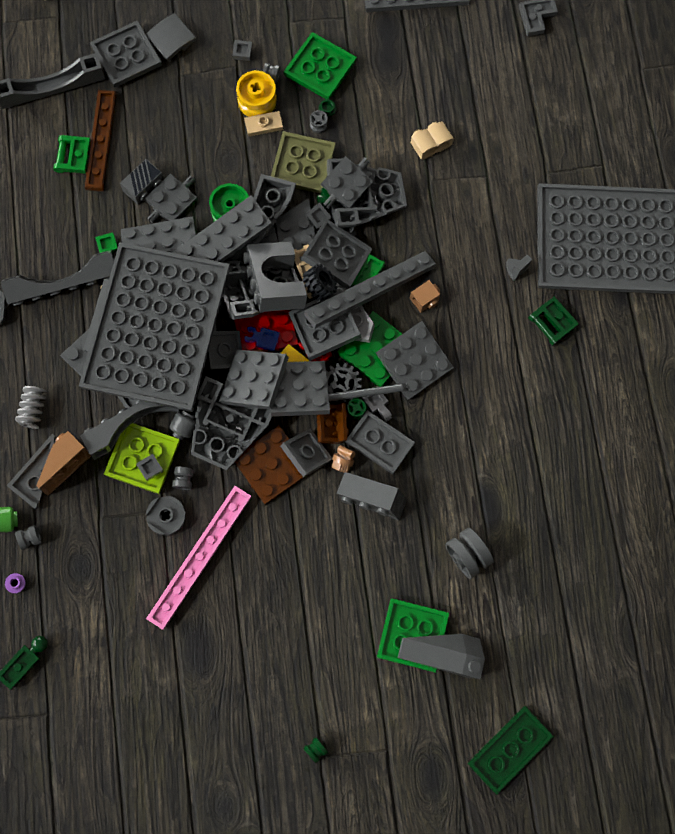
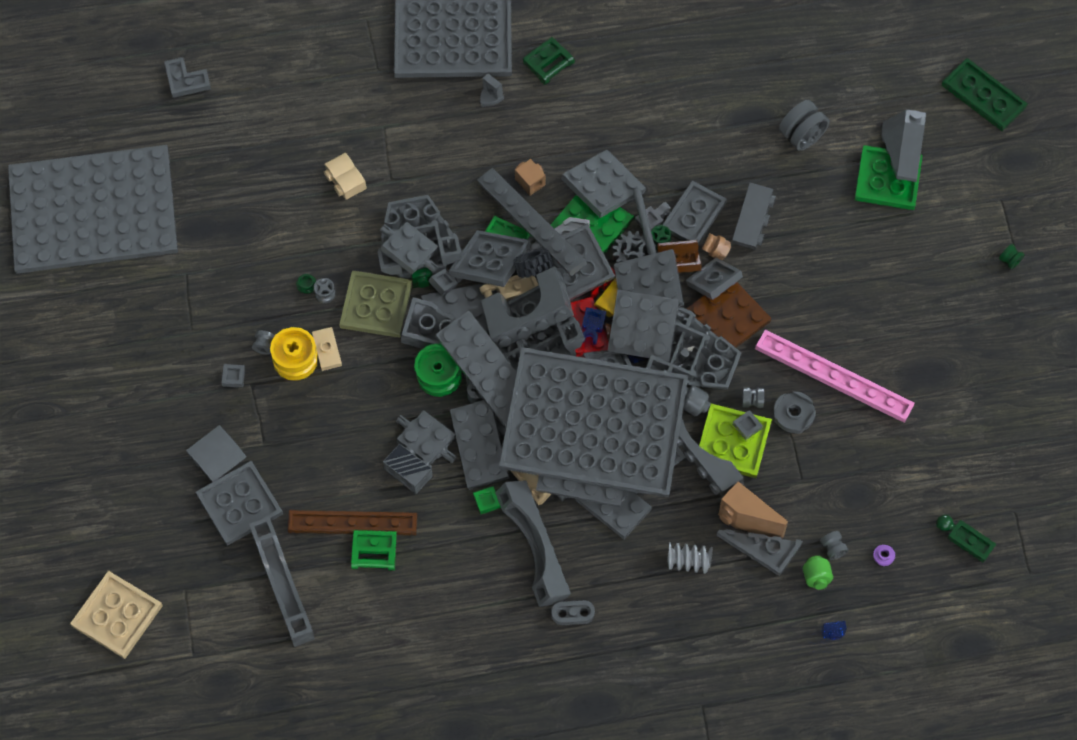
camera: 90 degrees left, 10 degrees down
(320, 66) = (253, 292): green plate -> none

